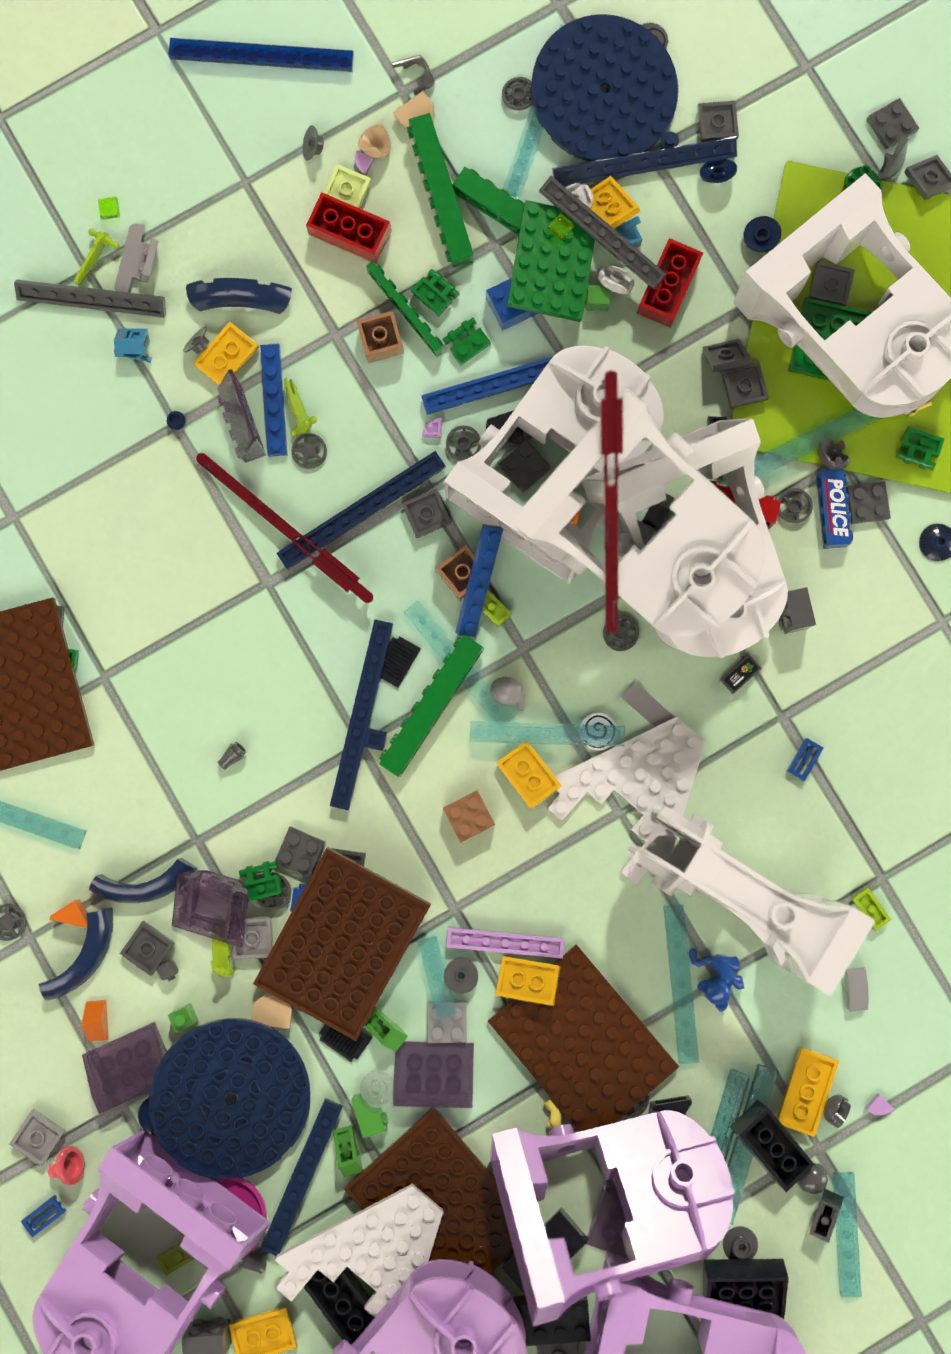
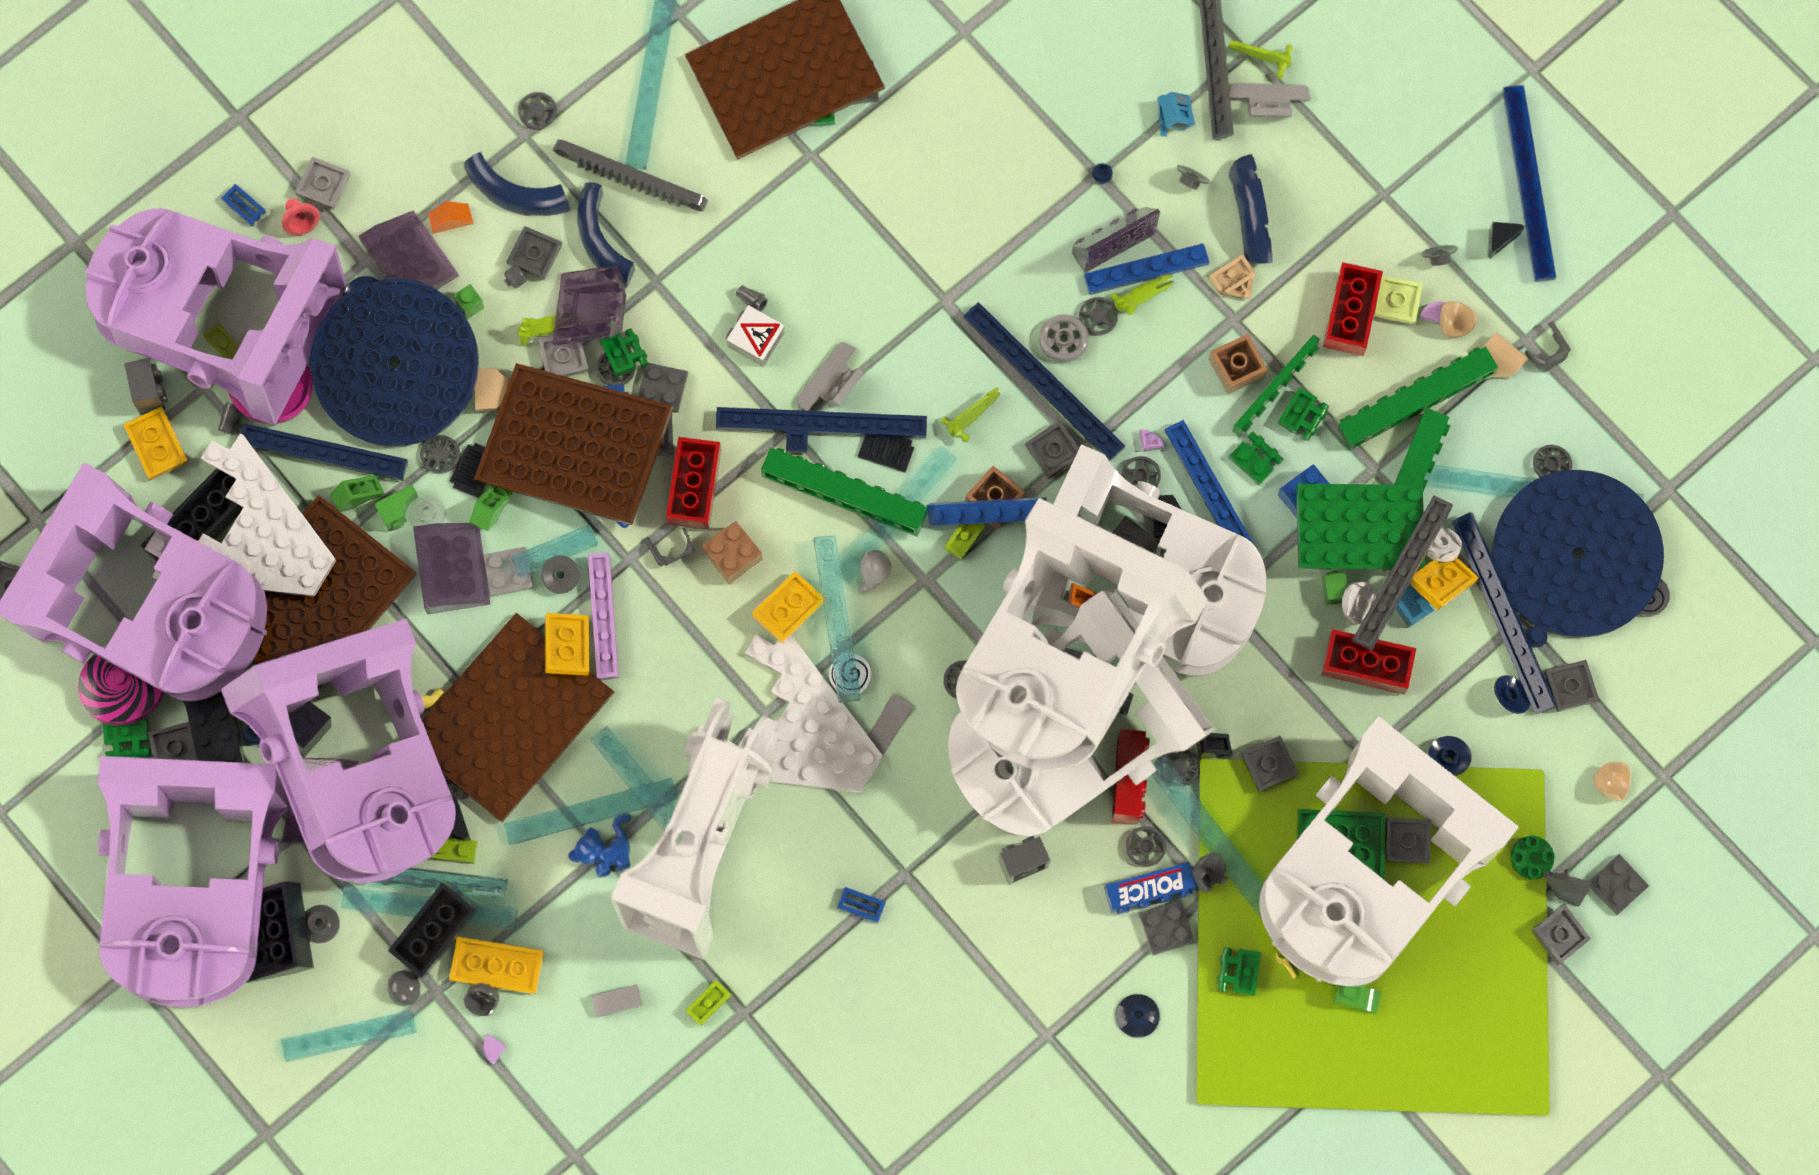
camera: 75 degrees right, 10 degrees down
(72, 914) = (557, 170): orange slope -> none
(90, 847) = (630, 175): none -> dark grey gear
(108, 208) = (1321, 60): clear neon green tile -> none
(226, 352) = (1185, 210): yellow plate -> none
(268, 759) = (755, 335): none -> piece
(298, 325) = (1234, 278): none -> tan slope
(305, 89) = (1502, 235): none -> black slope
(324, 696) = (832, 380): none -> light grey plate
(324, 1066) = (440, 454): none -> dark grey wheel
(325, 561) = (977, 351): dark red piece -> none
(326, 500) = (1074, 325): none -> light grey plate
(390, 596) = (957, 427): none -> lime piece
(398, 839) = (693, 483): none -> red brick
(465, 875) = (662, 560): none -> dark grey helmet
(561, 226) = (1398, 526): clear neon green tile -> none
(611, 443) = (1132, 569): dark red piece -> none
(664, 938) = (633, 776): none -> clear light blue plate
(699, 1106) = (457, 851): none -> lime plate
(726, 355) = (1299, 737): dark grey plate -> none
(740, 674) = (943, 818): tile -> none
(807, 106) = (1613, 780): none -> tan helmet
(826, 1215) = (368, 1002): black brick -> none

